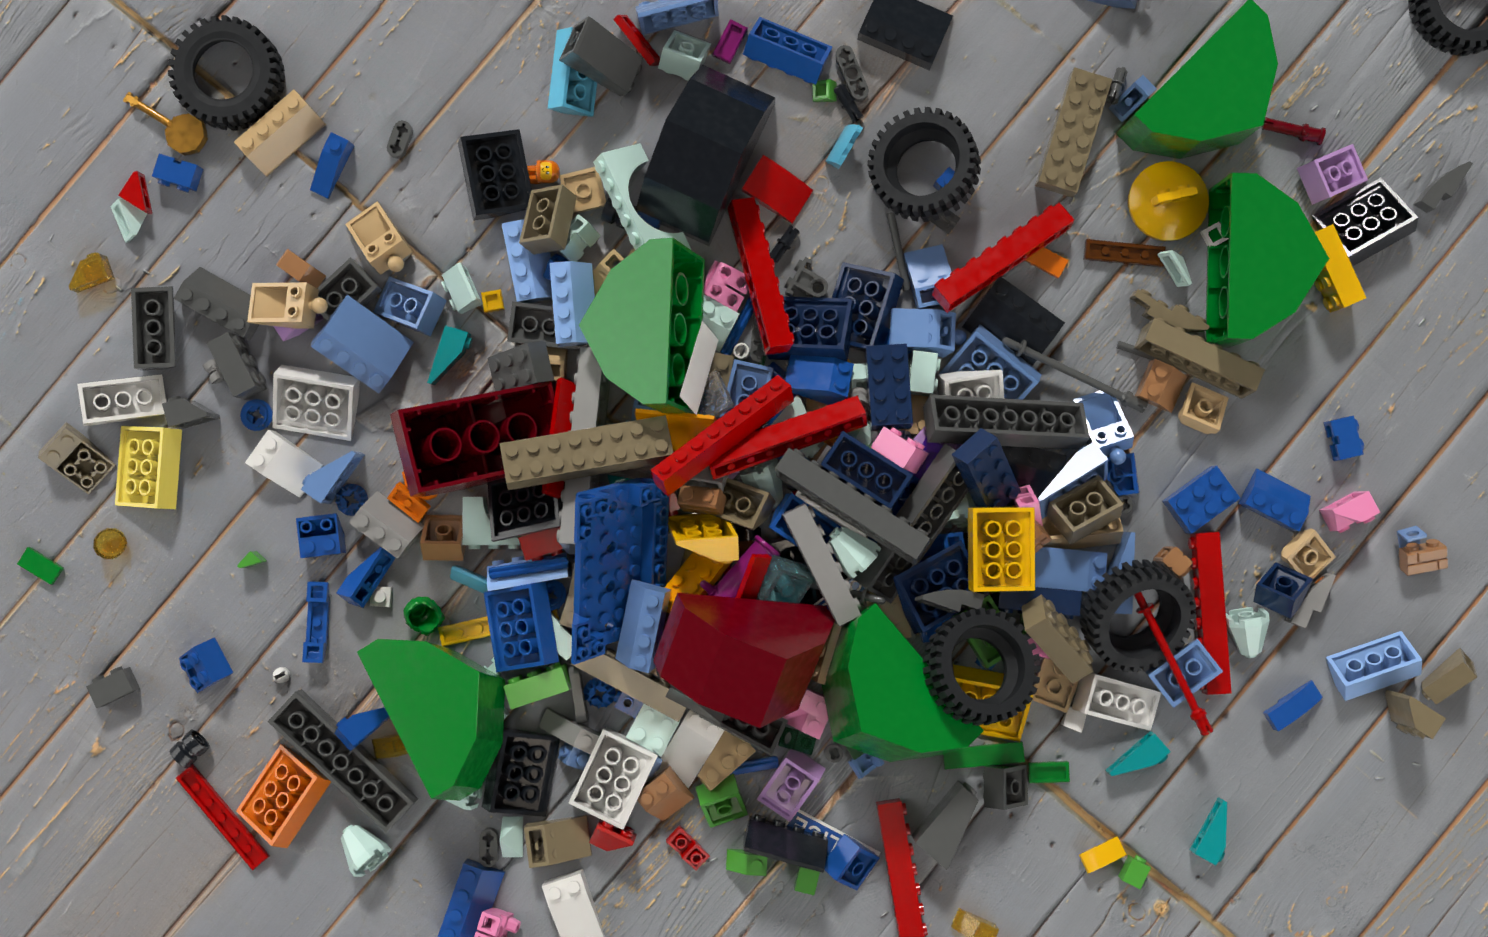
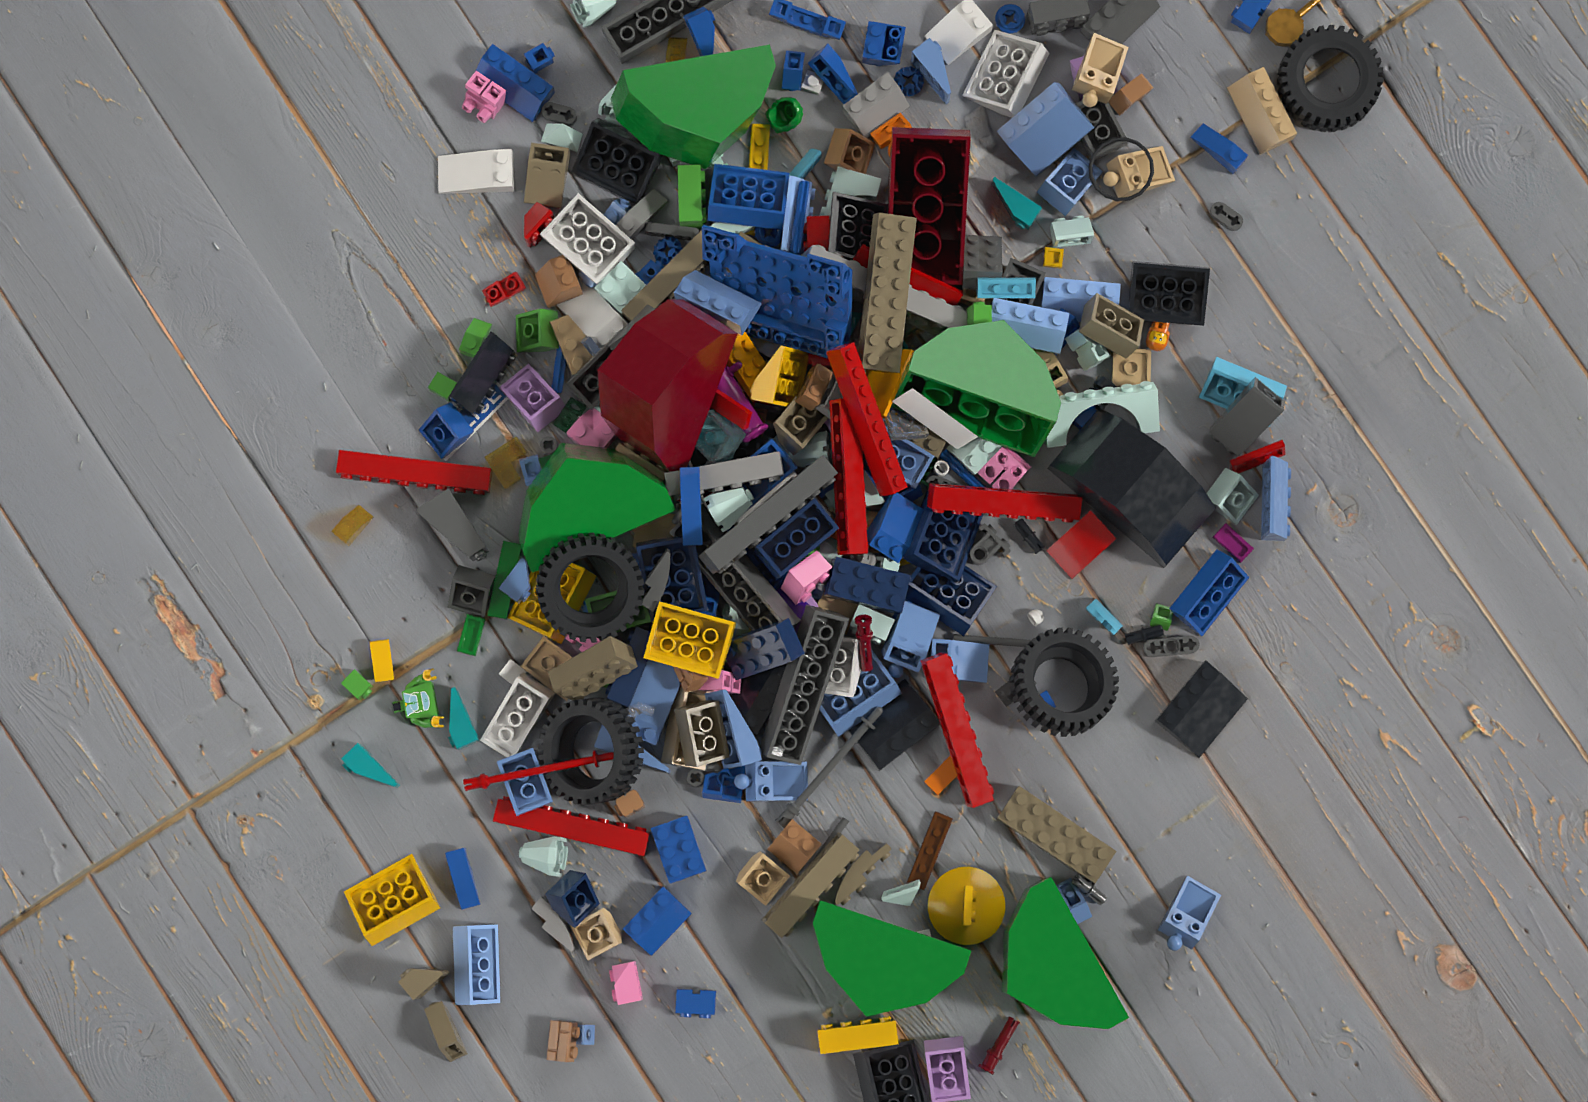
camera: 105 degrees right, 5 degrees down
(374, 620) = (793, 70): none -> blue slope
(382, 223) = (1121, 198): none -> black piece
(431, 890) = (539, 51): none -> blue brick
(542, 334) = (1006, 287): none -> medium azure panel
(579, 353) = (979, 313): none -> bright green brick
(722, 742) = (590, 345): none -> sand blue tile
(862, 214) = (1035, 617): none -> white hinge
(865, 588) = (691, 506): none -> blue slope
(866, 795) = (501, 460): none -> clear yellow plate
(961, 367) = (864, 636): none -> dark red pin
(989, 742) = (517, 582): none -> medium blue slope
(1079, 580) = (639, 708): none -> clear arm
(1133, 802) = (420, 701): none -> bright green torso
(1336, 770) = (391, 900): none -> yellow slope

